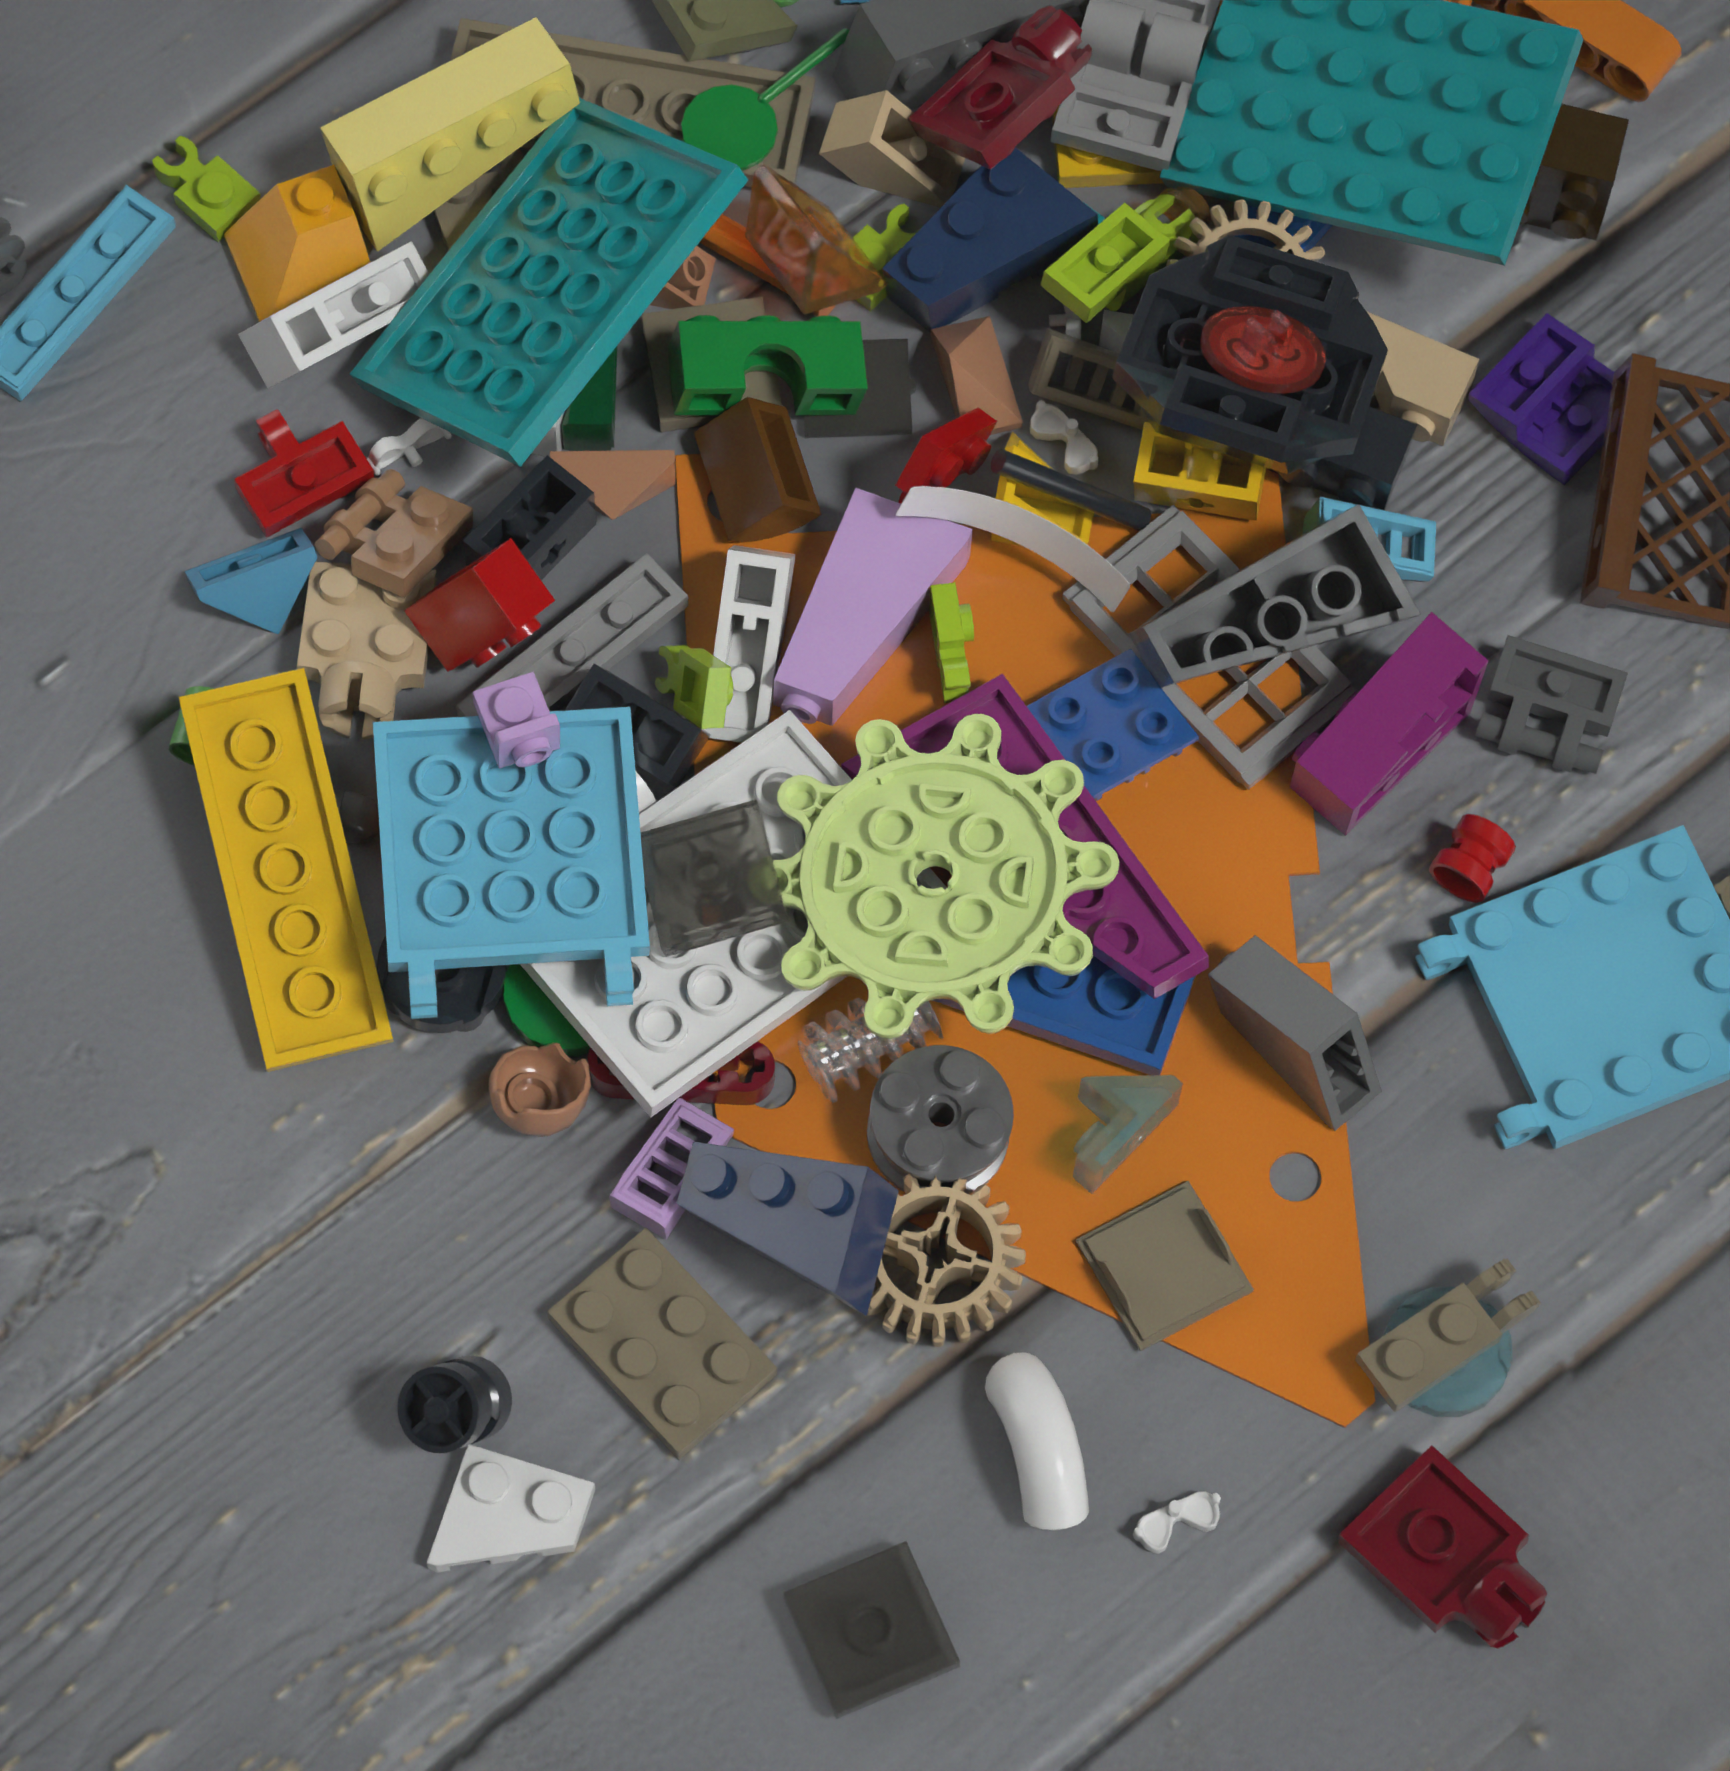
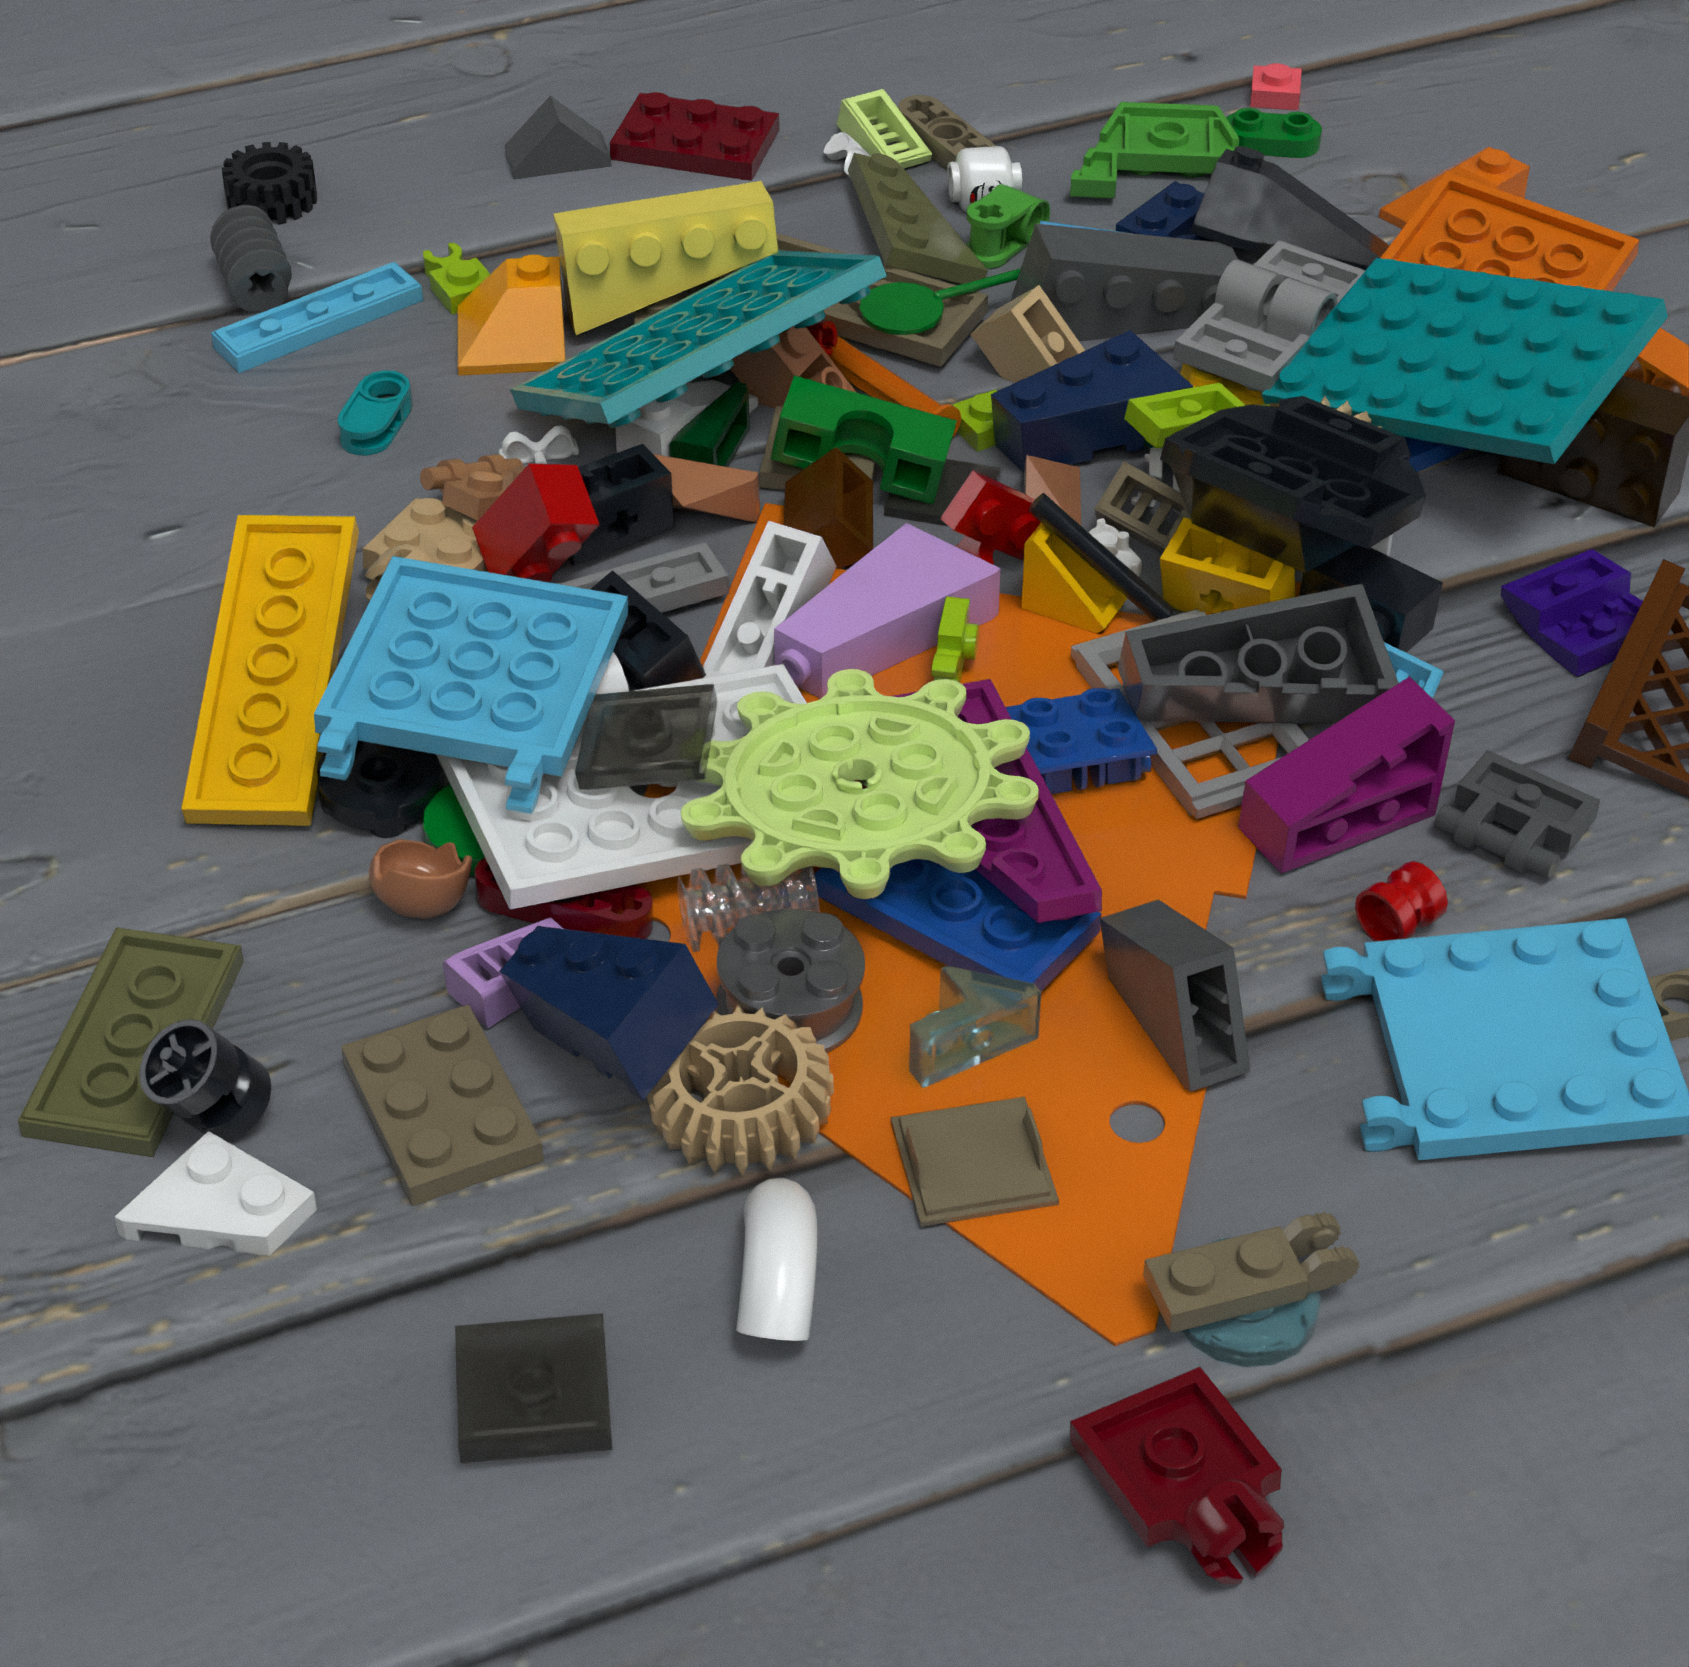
camera: 20 degrees right, 25 degrees down
(207, 446) = (372, 422): none -> teal piece
(257, 581) = (369, 500): dark azure slope -> none
(300, 475) = (433, 439): red plate -> none
(334, 315) = (501, 351): white slope -> none
(341, 1351) = (92, 1078): none -> olive tile
(517, 721) = (517, 575): lavender bracket -> none
(700, 684) = (709, 620): lime plate -> none
(806, 245) = (927, 370): clear orange slope -> none
(1005, 90) = (1176, 289): dark red plate -> none
(1024, 529) = (1037, 569): white sticker -> none
(1196, 1510) = (924, 1375): white piece -> none
(1262, 349) = (1305, 454): clear red piece -> none
(1422, 380) = (1464, 561): tan slope -> none

